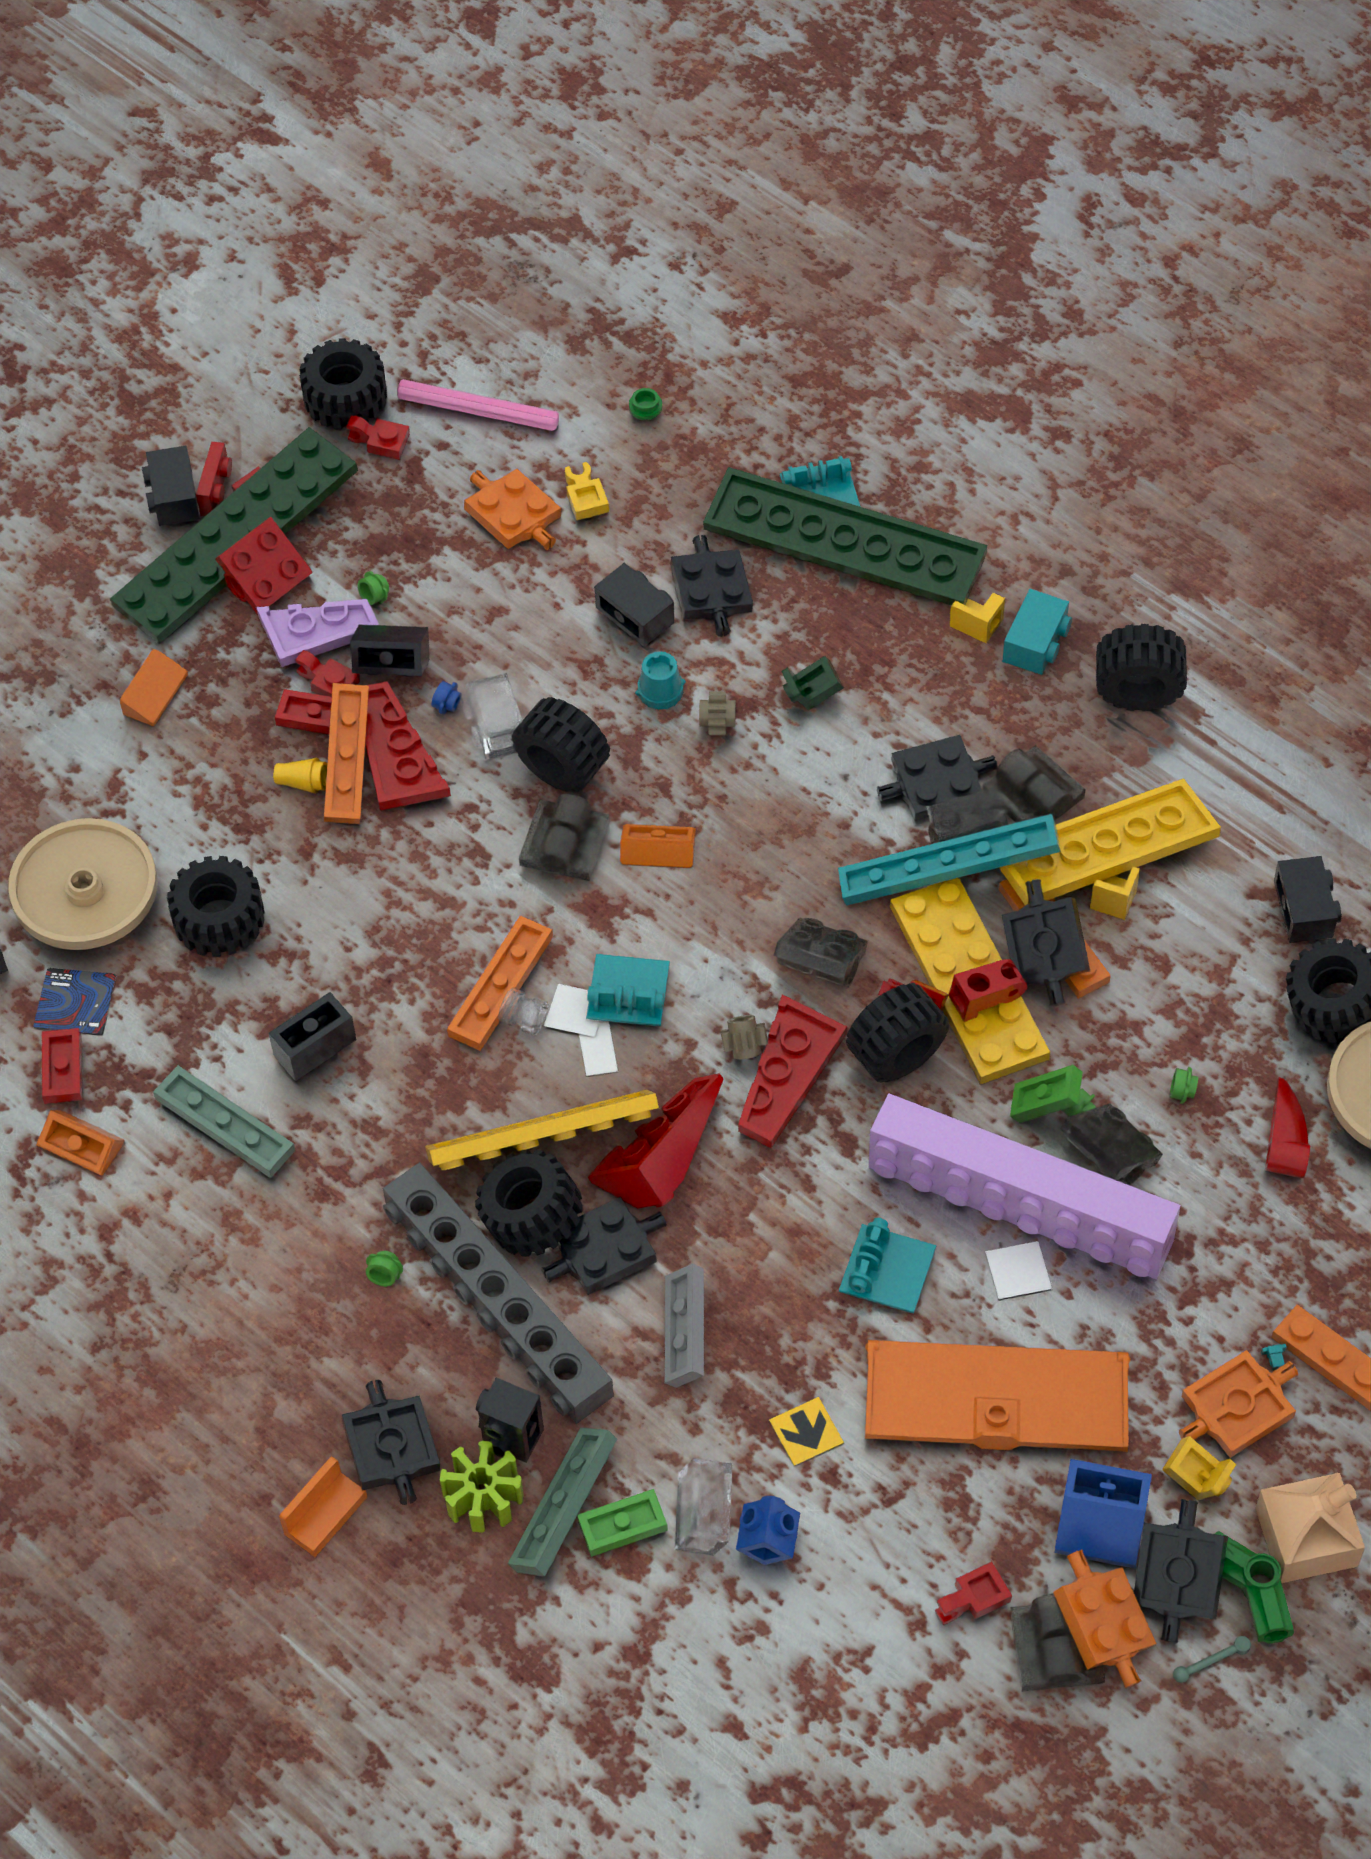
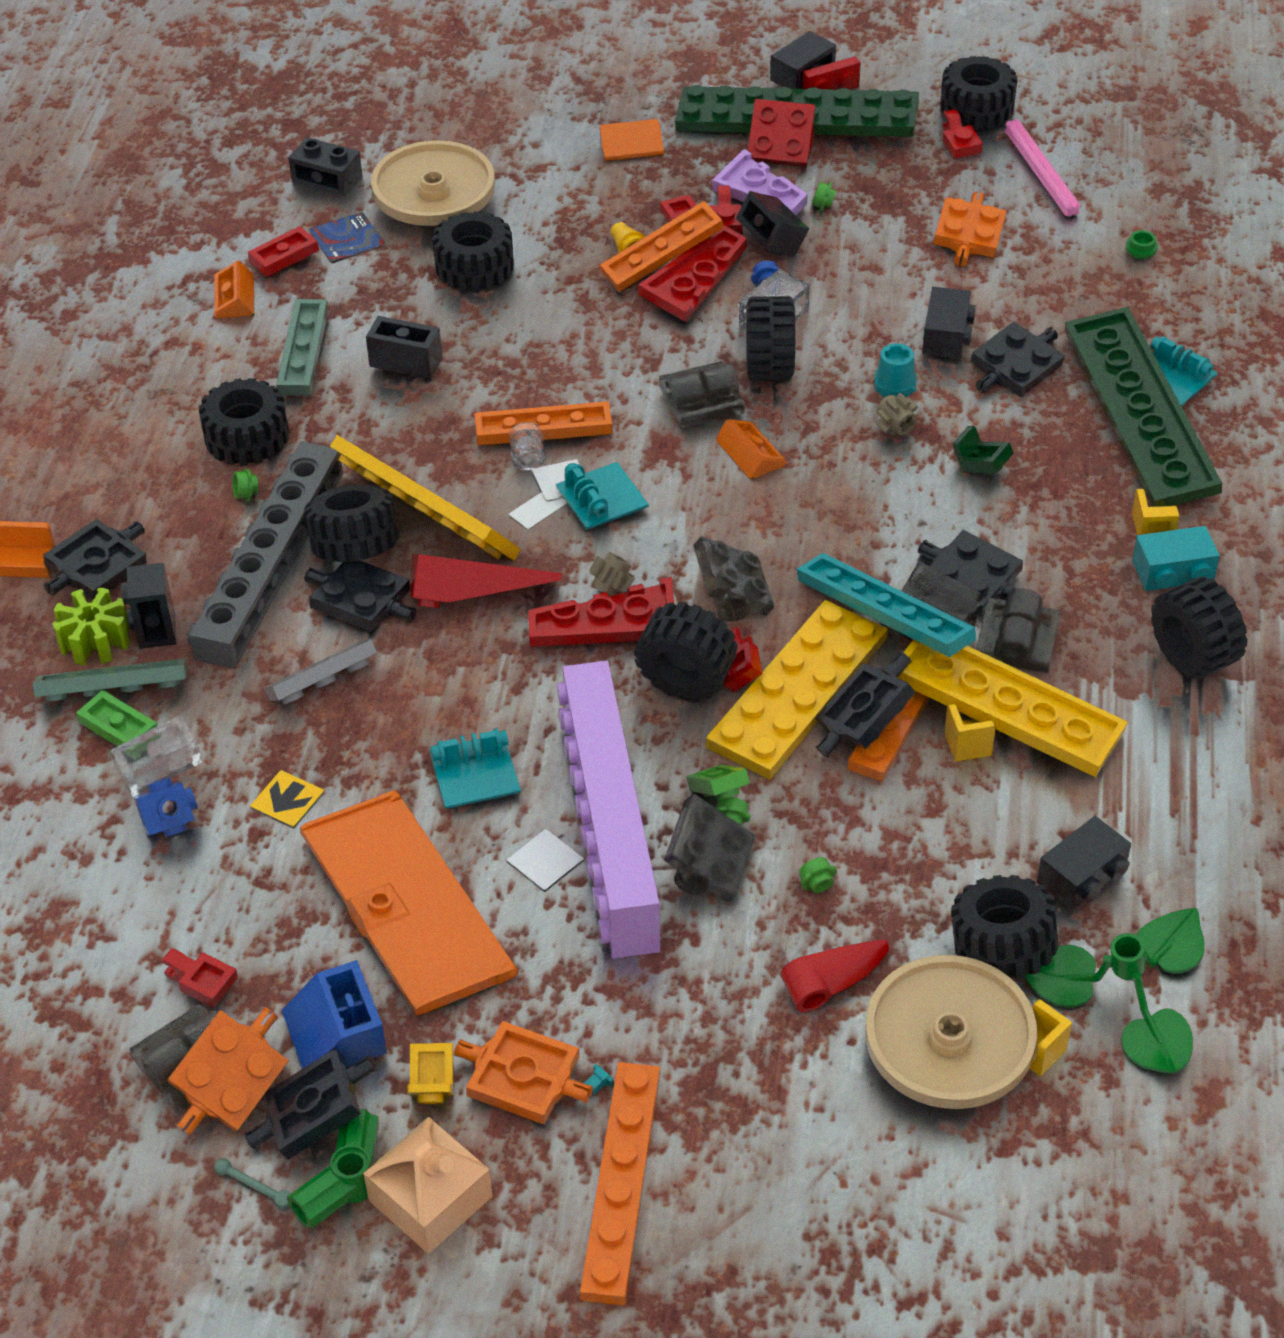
camera: 55 degrees right, 10 degrees down
(299, 1196) = (244, 421): none -> black tyre
(584, 494) = (1023, 256): yellow plate -> none
(986, 987) = (783, 686): red leg -> none

